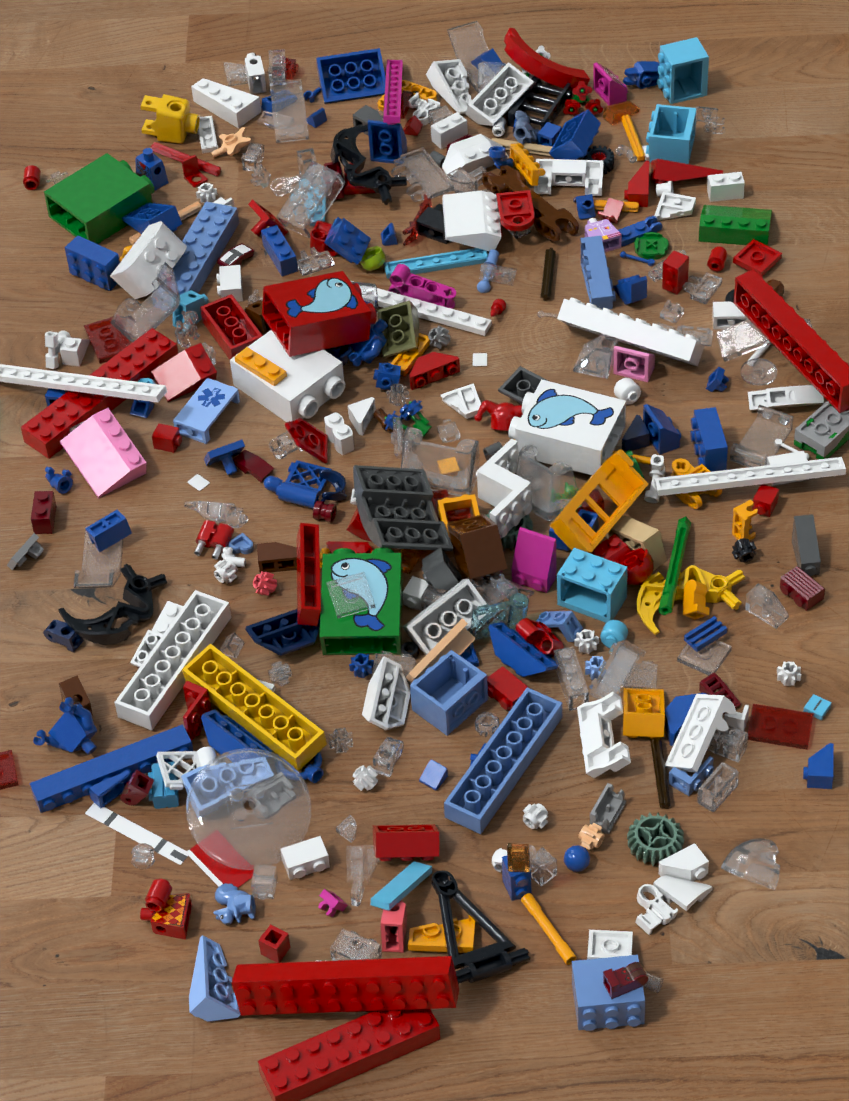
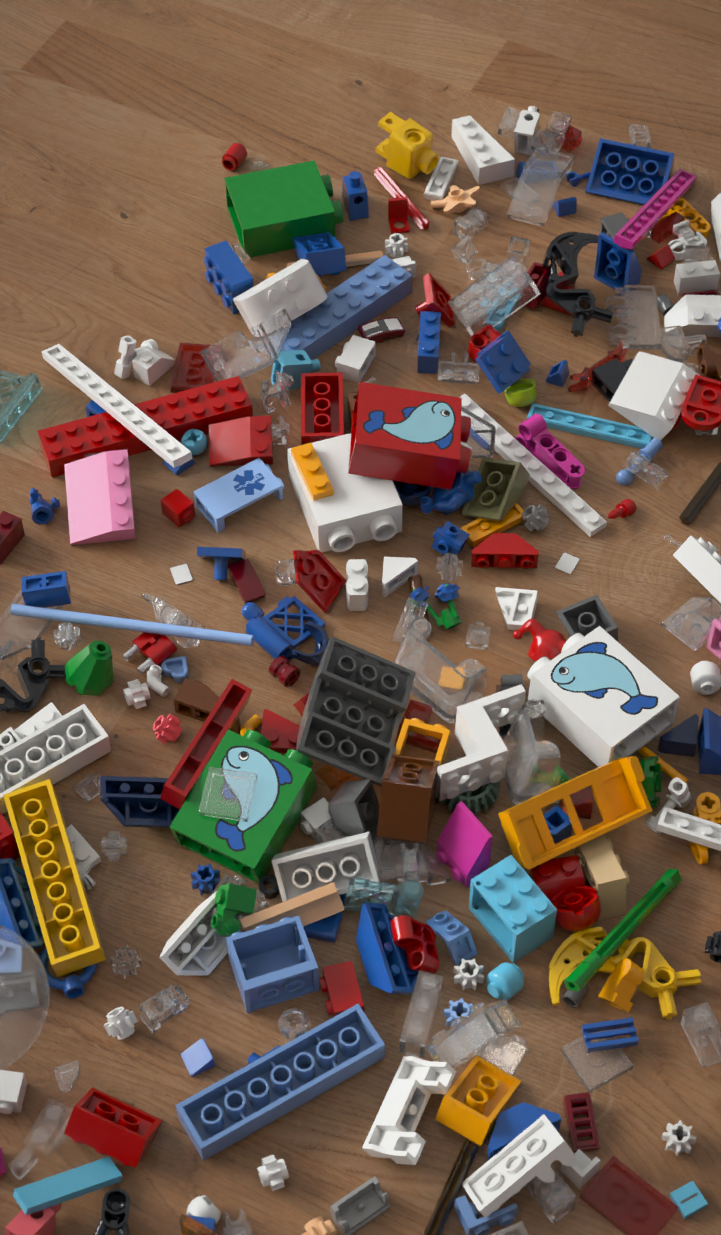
camera: 25 degrees right, 5 degrees up
(144, 556) = (67, 635): none -> clear gear
(181, 566) = (91, 669): none -> green cone
(190, 526) = (132, 625): none -> light blue piece
(339, 46) = (639, 135): none -> clear slope
(398, 664) = (232, 901): none -> green brick
(665, 622) = (574, 998): none -> dark grey hinge

